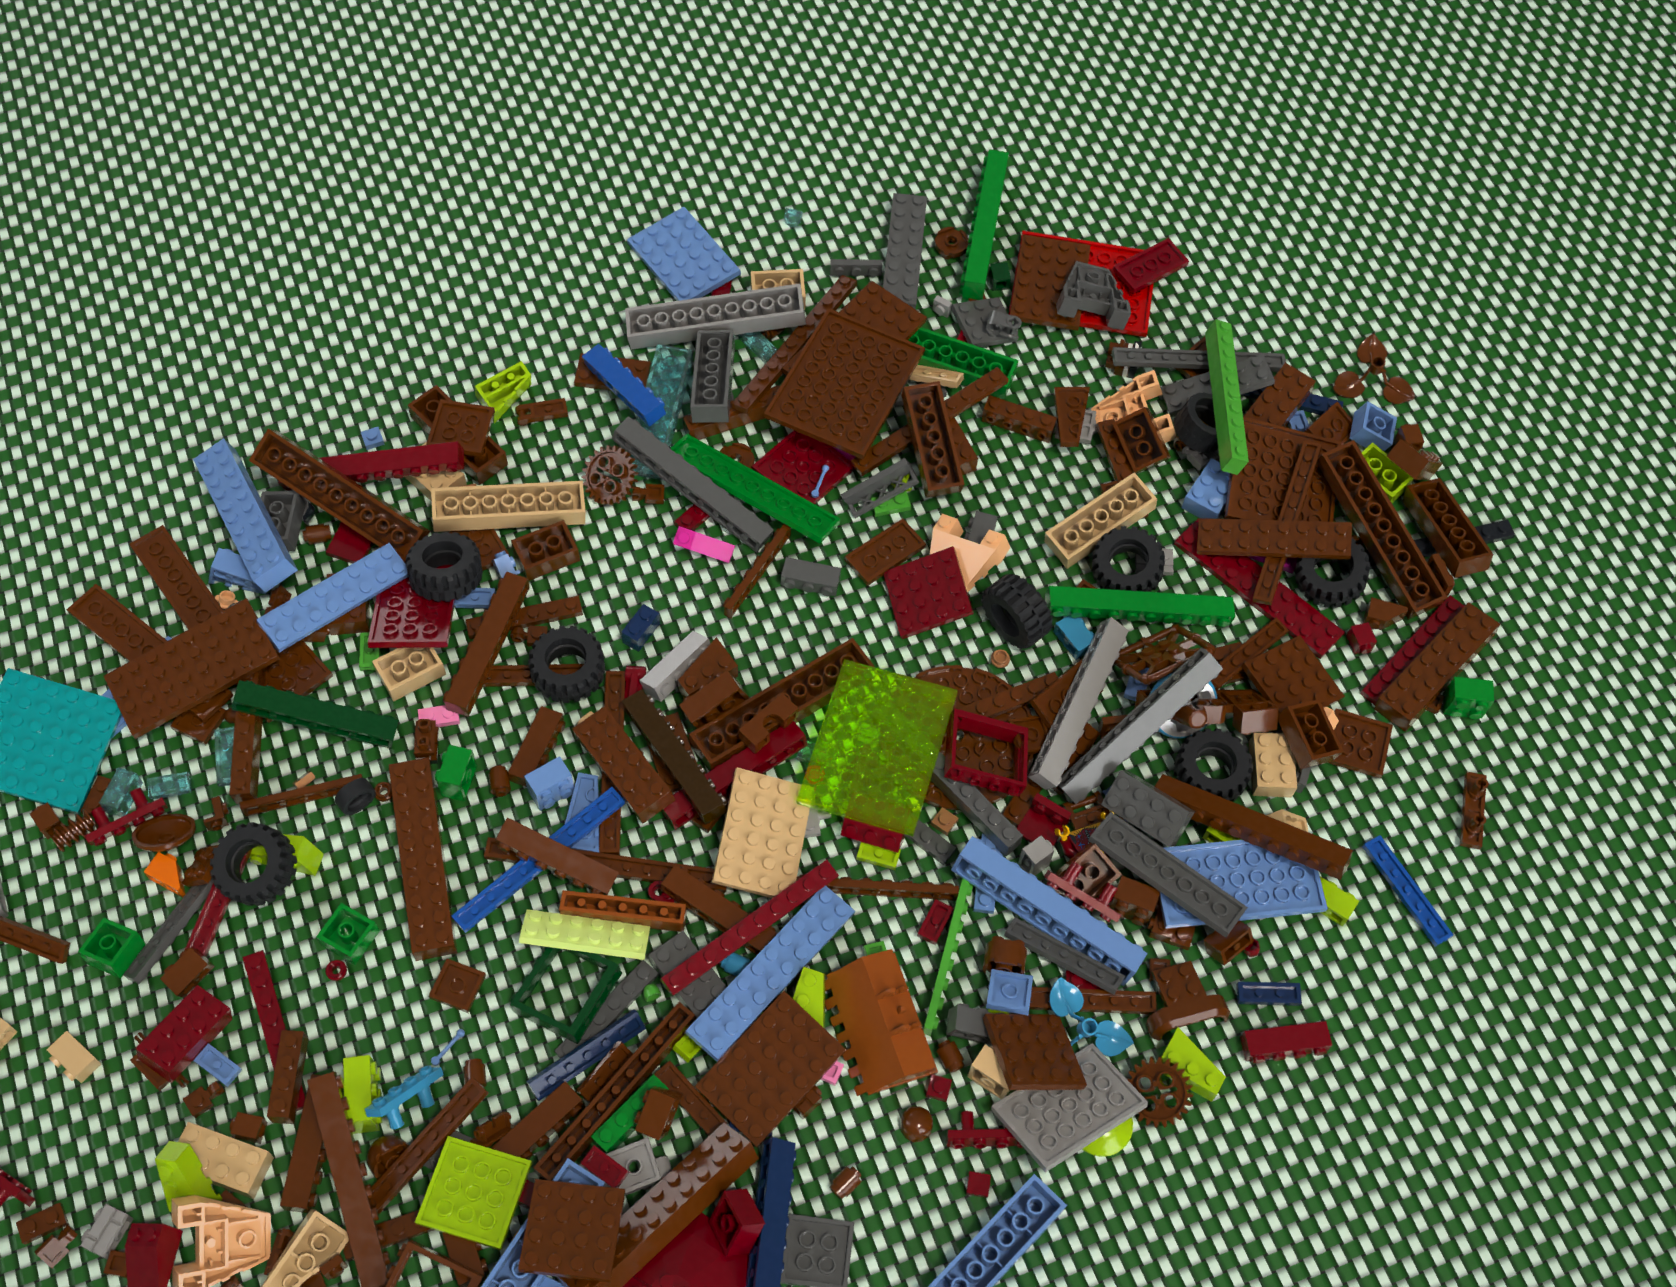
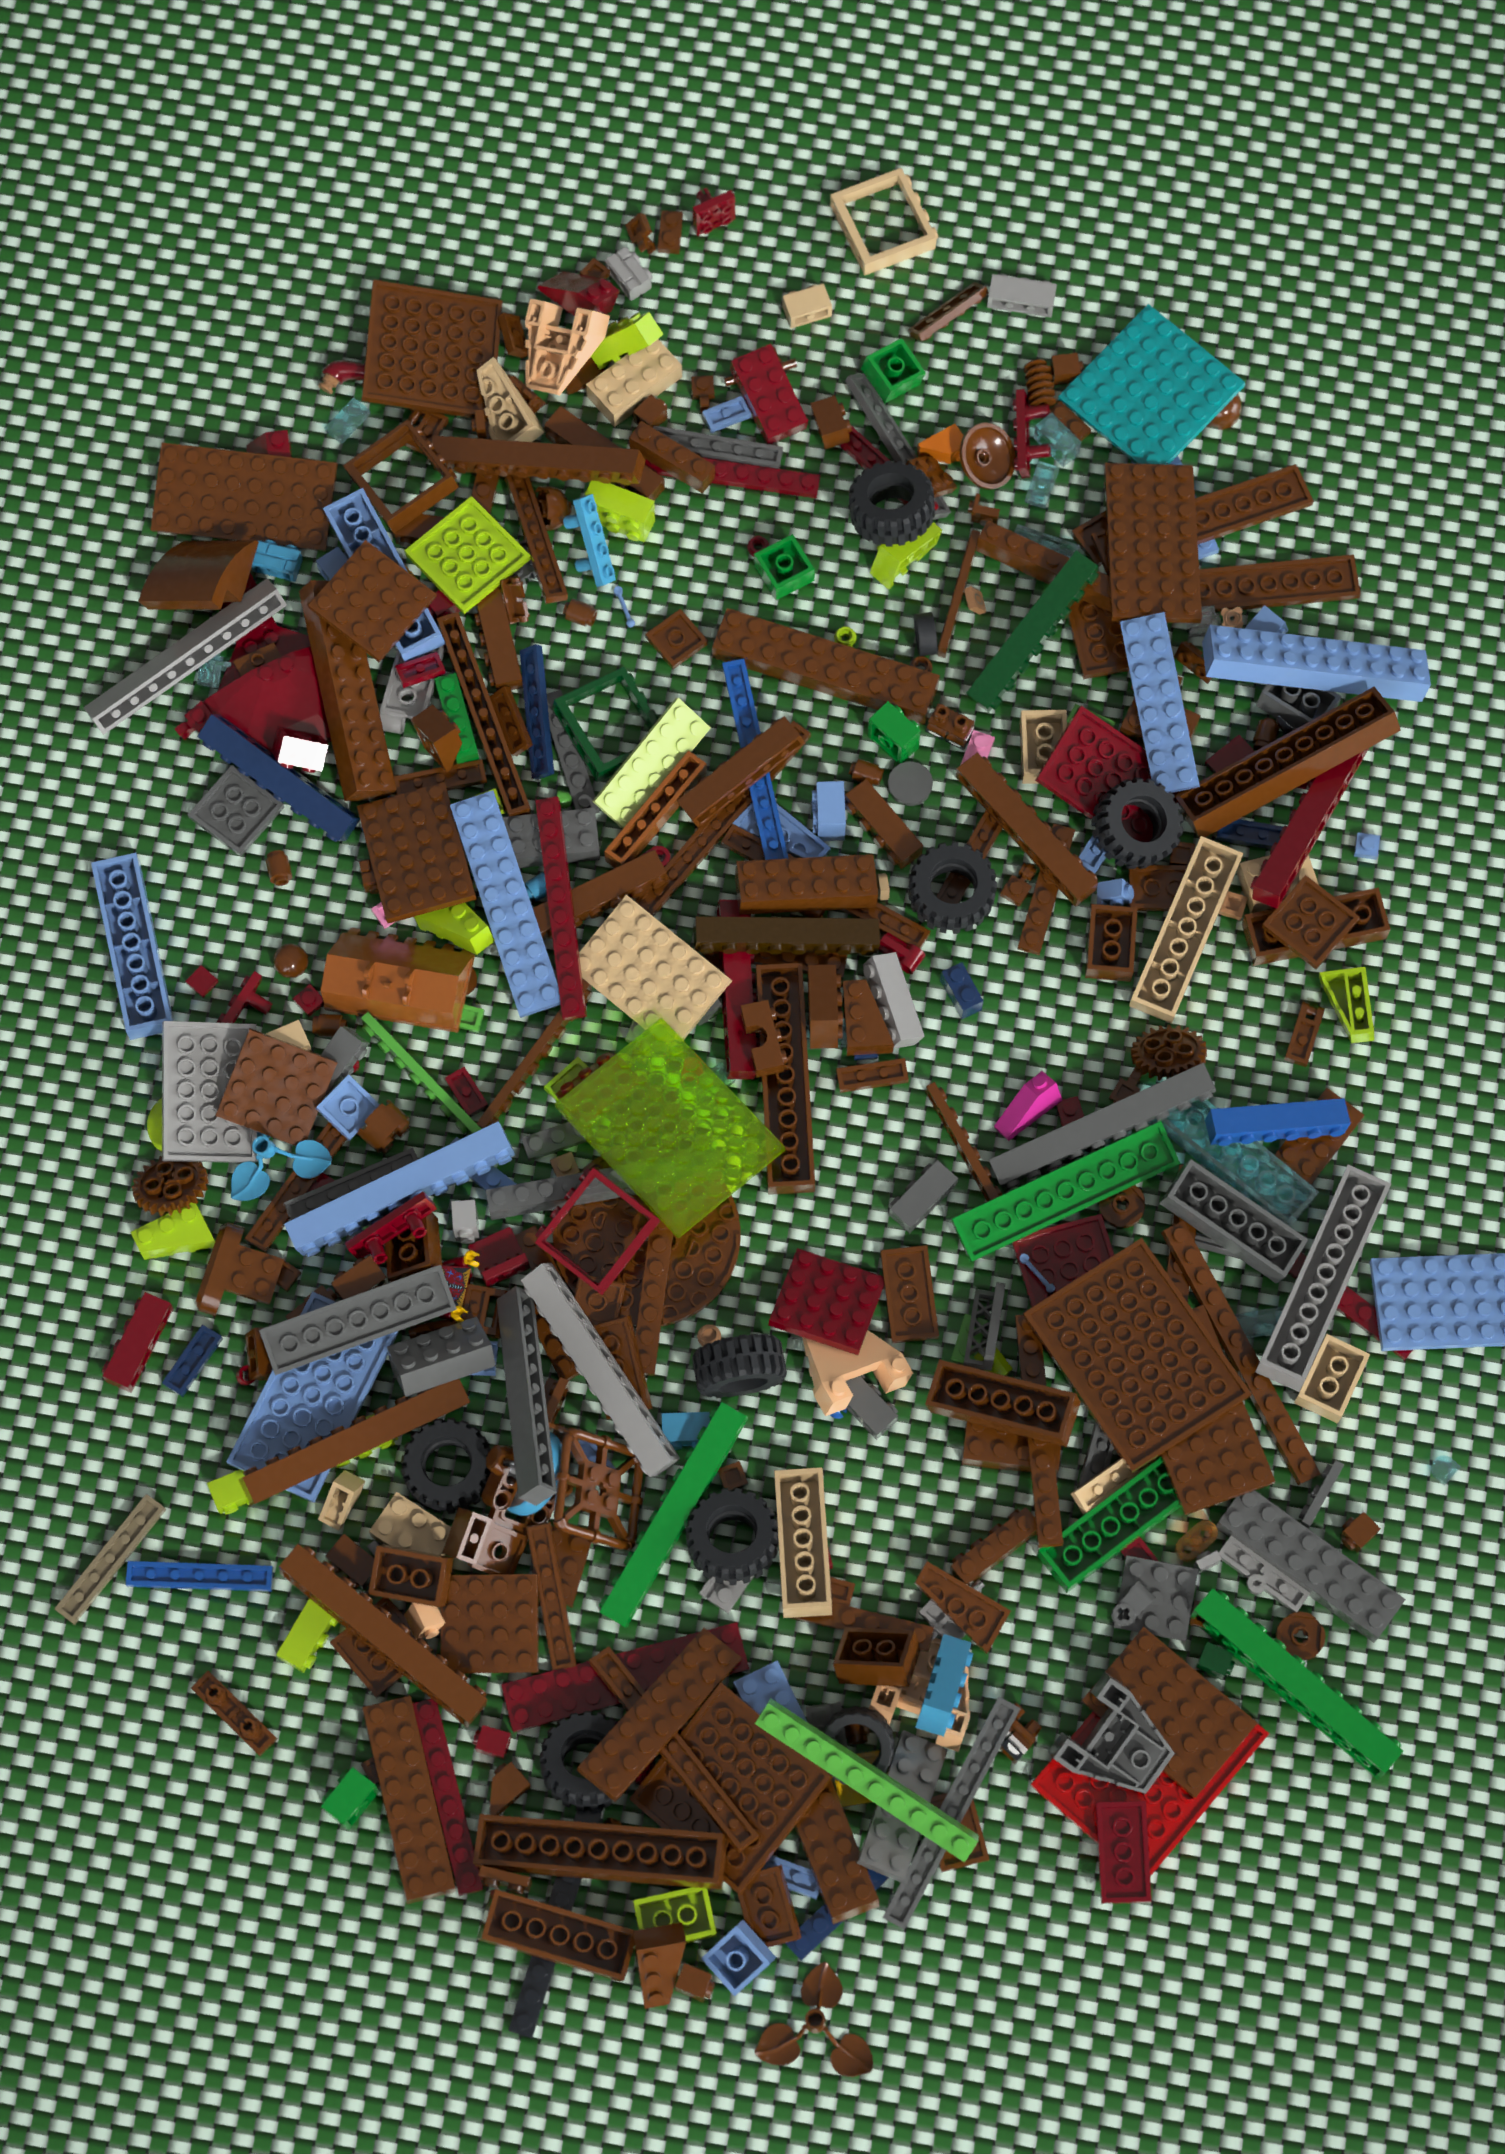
camera: 125 degrees right, 10 degrees up
(253, 1050) = (726, 448): none -> dark grey plate
(385, 855) = (848, 632): none -> lime plate
(401, 500) = (1250, 833): none -> dark blue plate
(490, 748) = (910, 783): none -> dark grey tile
(742, 654) = (872, 1075): none -> reddish brown plate
(865, 239) = (1358, 1531): none -> reddish brown brick
(928, 276) = (1263, 1575): none -> light grey hinge
(935, 318) = (1196, 1541): none -> clear orange plate
(1131, 393) = (944, 1685): none -> dark azure wedge
(1320, 793) = (351, 1561): none -> reddish brown brick
(1359, 733) = (382, 1635): none -> reddish brown brick
(1376, 793) = (306, 1637): none -> lime brick
(1444, 959) = (110, 1559): none -> dark tan plate

